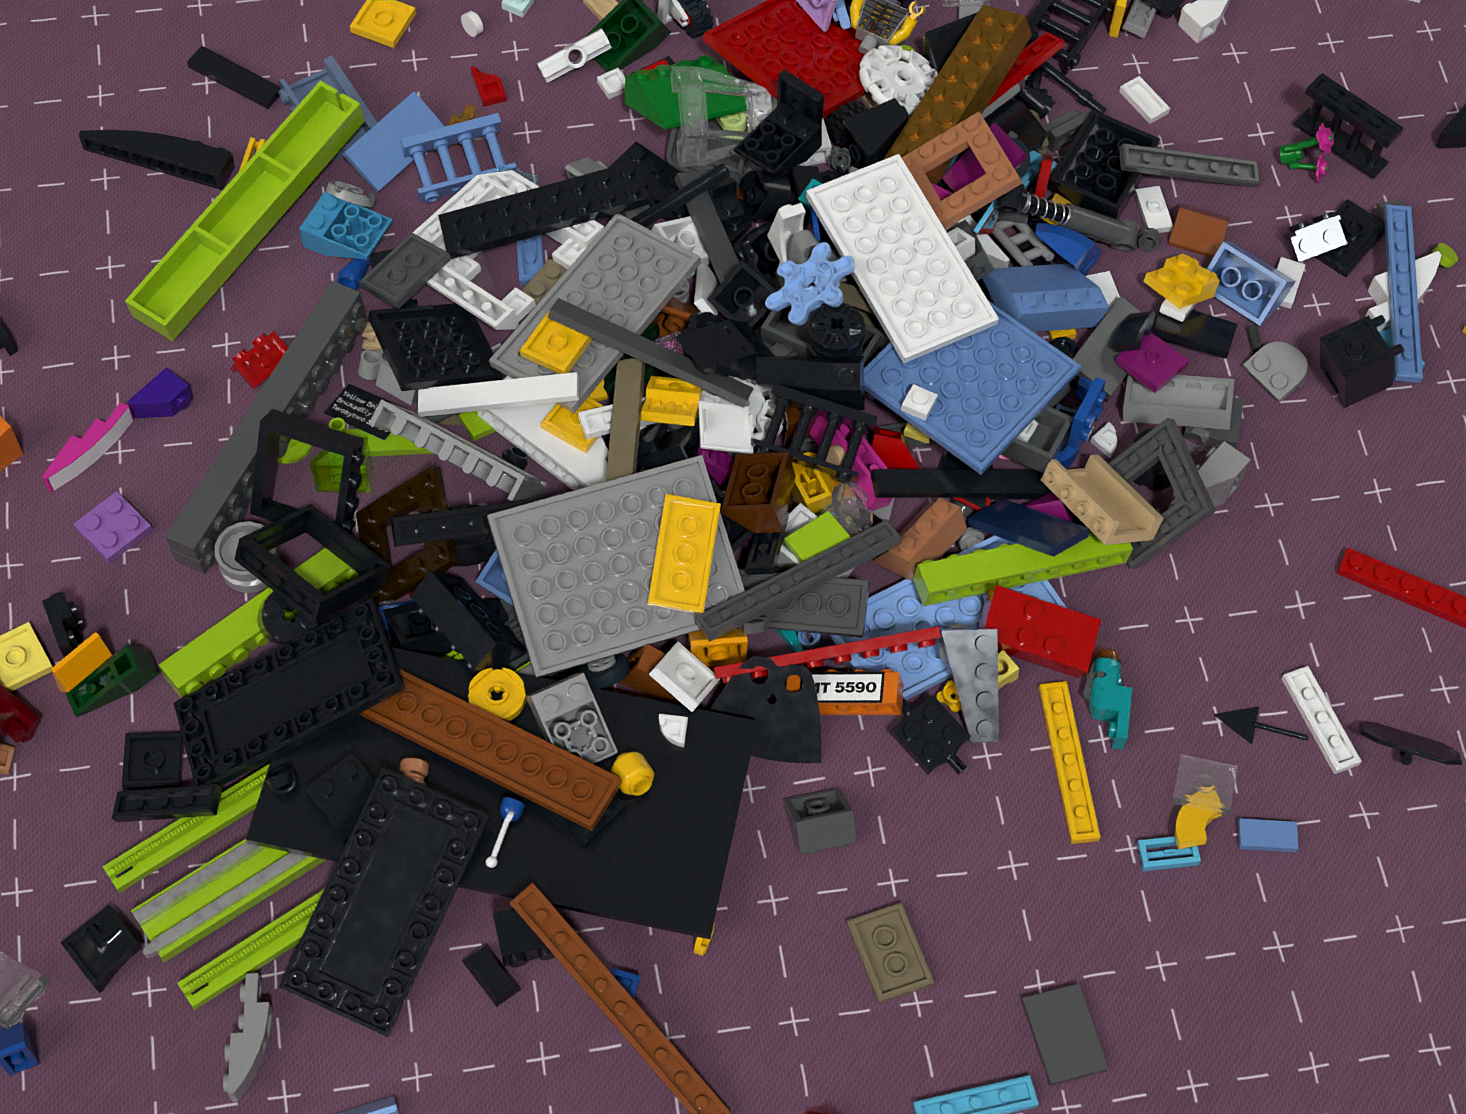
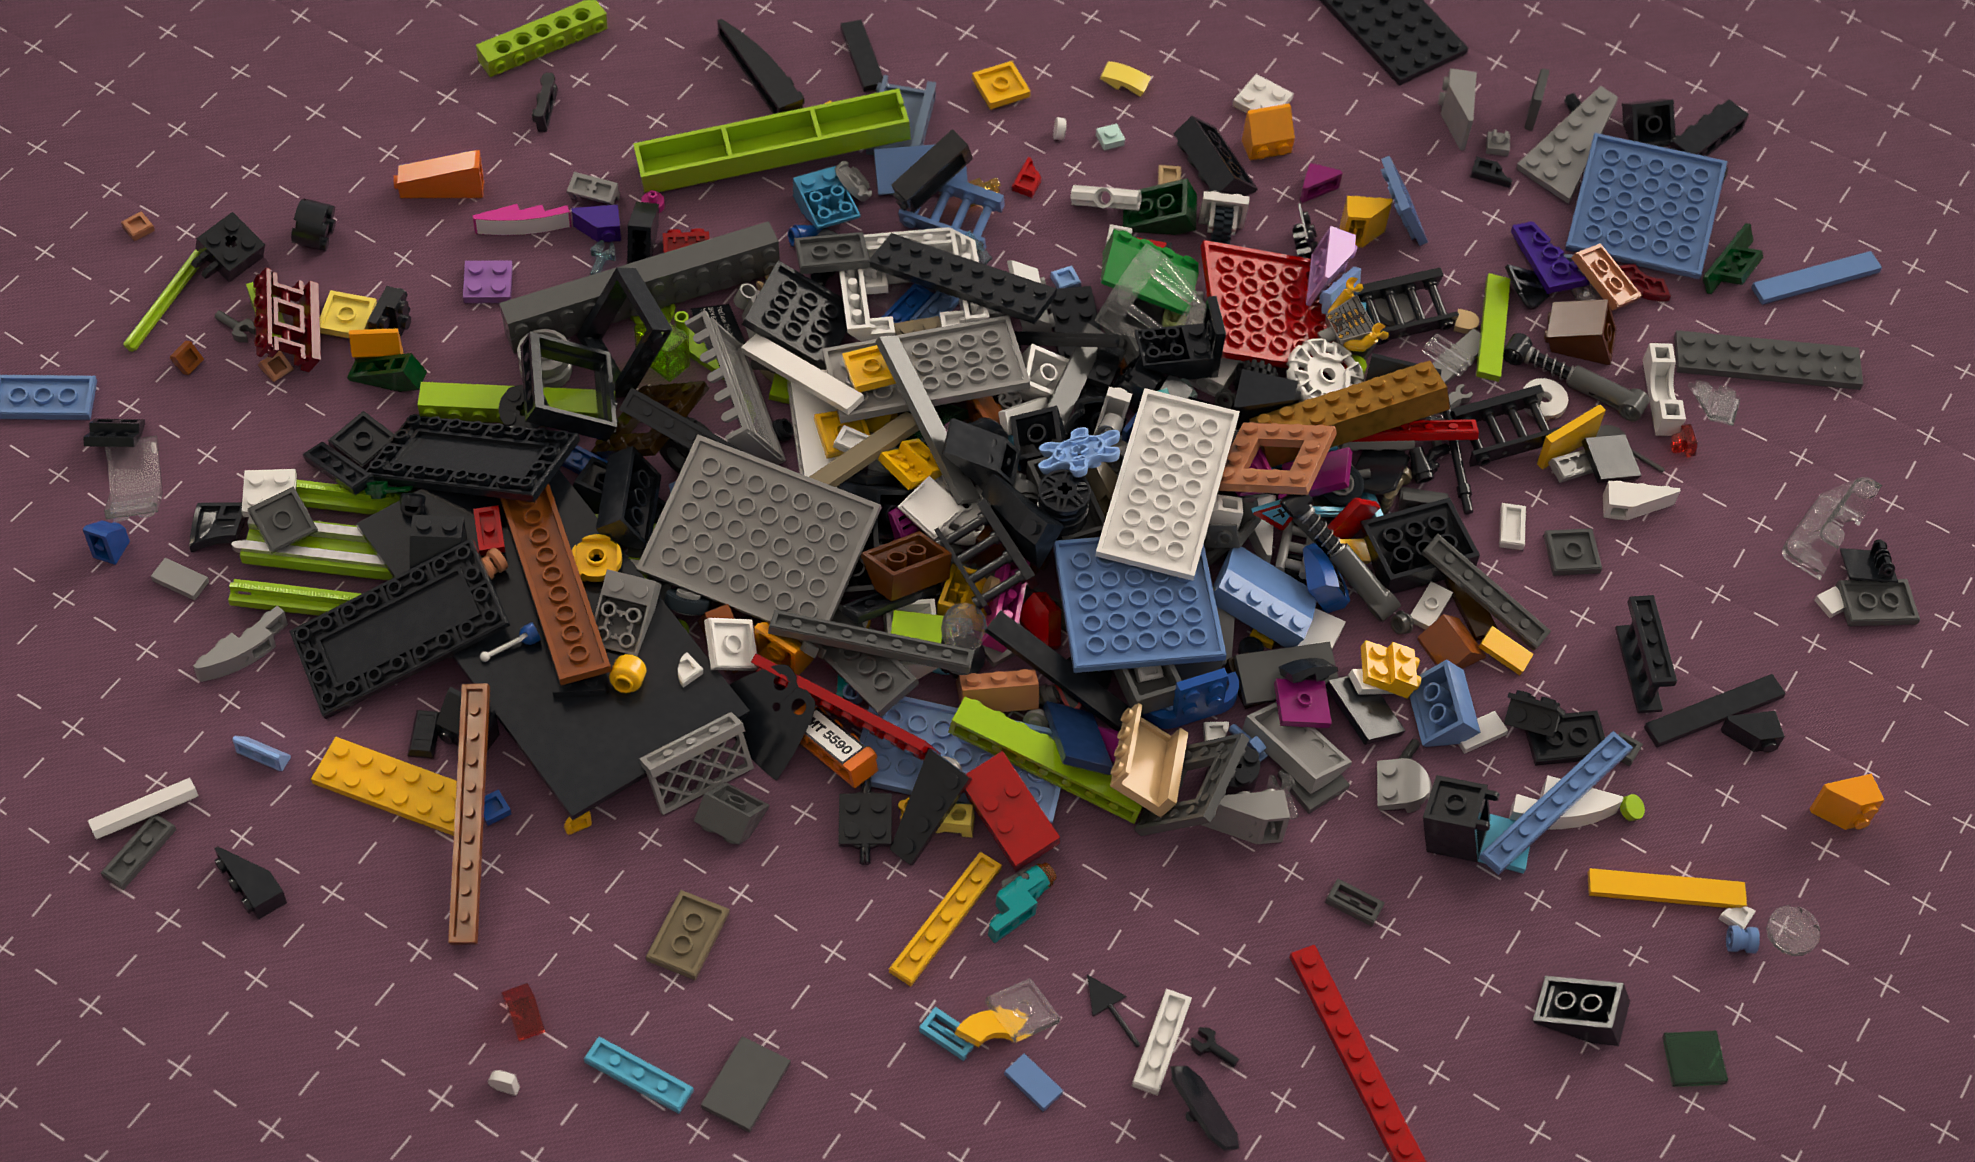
camera: 40 degrees right, 5 degrees down
(118, 1025) = (180, 579): none -> light grey tile
(126, 370) = (593, 188): none -> light grey hinge
(131, 878) = (264, 484): none -> white plate
(175, 892) = (282, 520): none -> dark grey tile
(187, 343) = (654, 197): none -> dark pink tile
(194, 427) = (596, 251): none -> clear light blue bar
(213, 378) = (642, 231): none -> black slope
(234, 791) = (379, 489): none -> dark green plate
(376, 746) = (489, 529): none -> red plate
(426, 134) = (931, 172): none -> black piece
(504, 270) = (909, 303): none -> blue tile
(514, 1043) = (388, 784): none -> yellow plate
(608, 150) = (1065, 278): none -> light blue tile
(684, 554) = (807, 562): yellow tile -> none
(745, 801) = (692, 748): none -> light grey fence
(919, 402) = (1077, 589): white plate -> none
(1131, 425) = (1254, 743): none -> medium blue bar
(1187, 190) = (1475, 616): none -> dark brown tile
(1205, 87) = (1572, 552): none -> dark grey tile
(1241, 202) = (1505, 650): none -> yellow tile
(1294, 152) = (1607, 647): plant -> none
(1335, 497) = (1352, 905): none -> dark grey tile
(1359, 691) = (1211, 1046): none -> black bar
(1420, 135) = (1714, 710): none -> black tile

